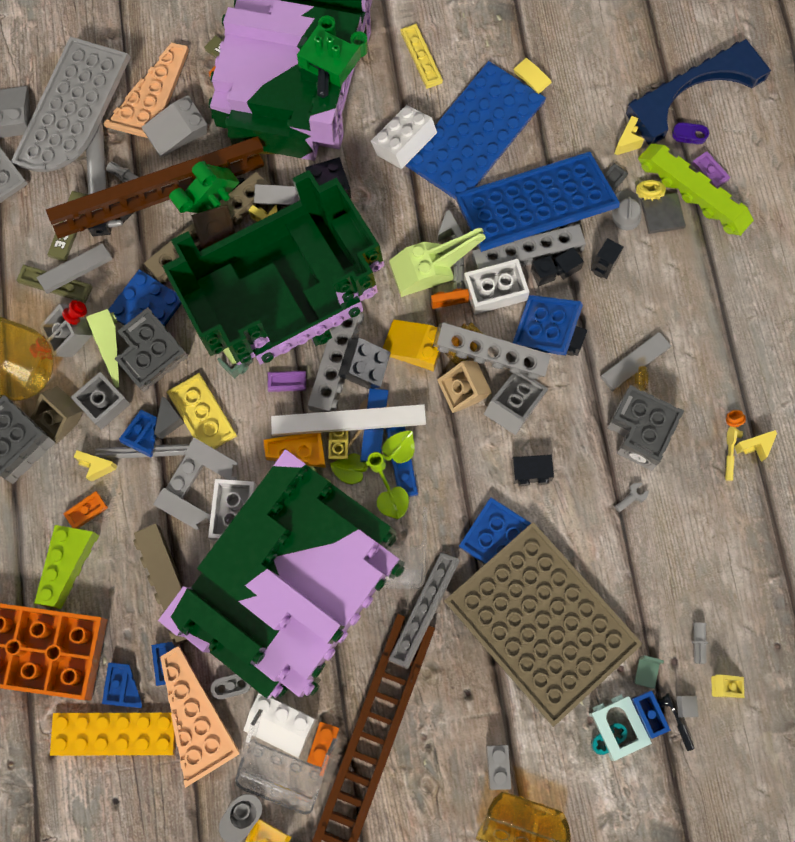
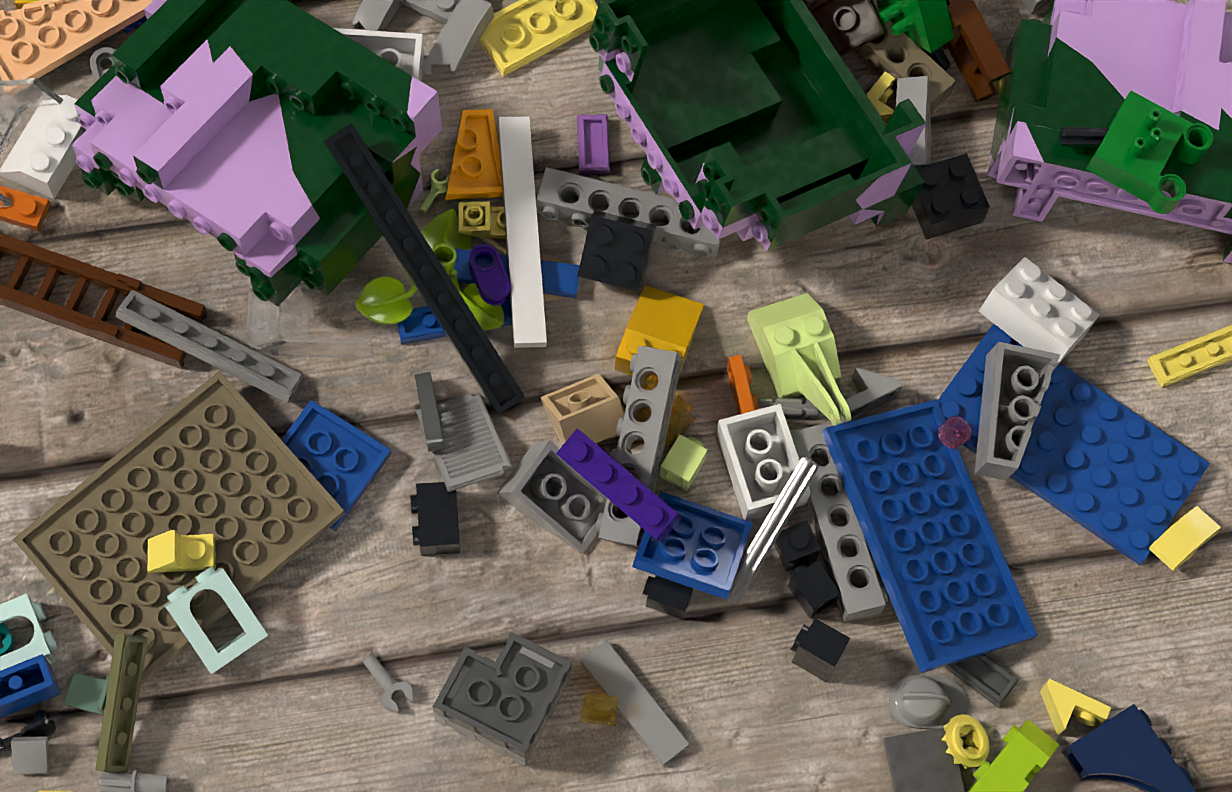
camera: 80 degrees right, 5 degrees down
(384, 437) = (491, 280): none -> dark purple piece
(385, 470) = (423, 268): none -> black plate
(465, 153) = (1010, 404): none -> light grey wedge
(467, 473) = (429, 411): none -> dark grey beam
(476, 184) = (962, 432): none -> clear pink bush
(484, 454) = (470, 443): none -> light grey window
(494, 328) = (683, 461): none -> yellowish green brick
(521, 358) = (619, 485): none -> dark purple brick
(533, 275) = (772, 527): none -> light grey axle
(563, 619) = (181, 553): none -> light yellow slope
(616, 586) = (180, 611): none -> light aqua panel
(657, 650) = (121, 703): none -> olive tile

